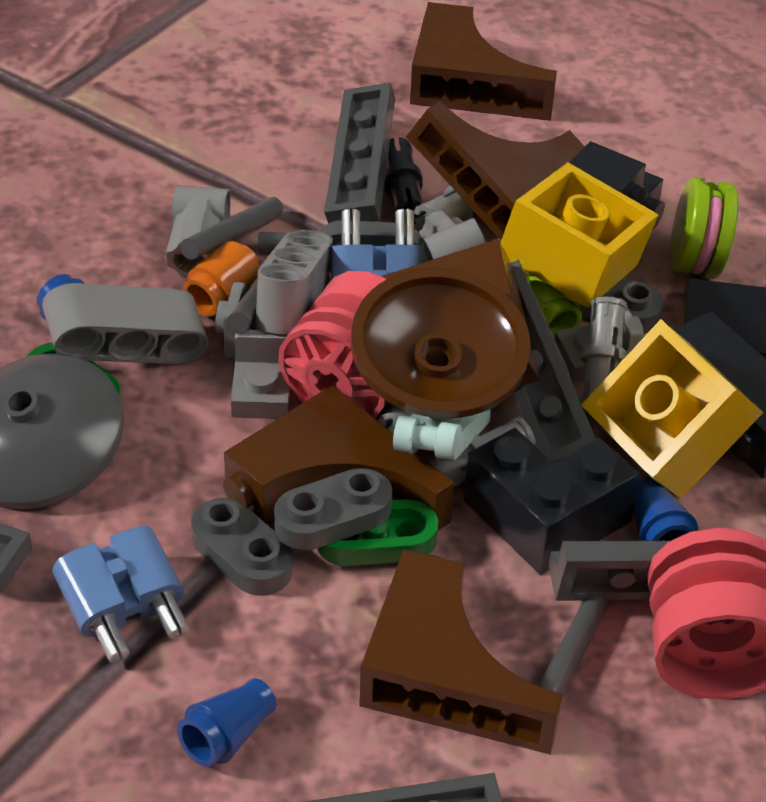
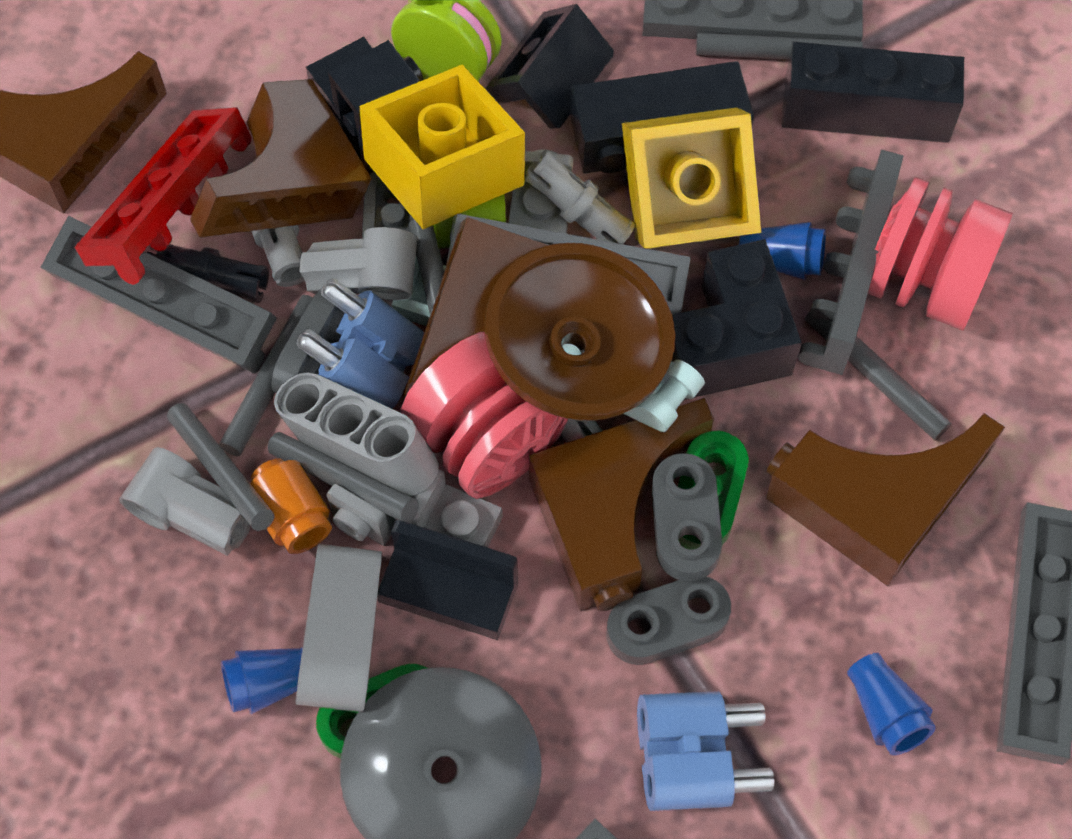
camera: 65 degrees left, 20 degrees up
(203, 395) = (449, 580): none -> black panel
(411, 107) = (161, 189): none -> red hinge

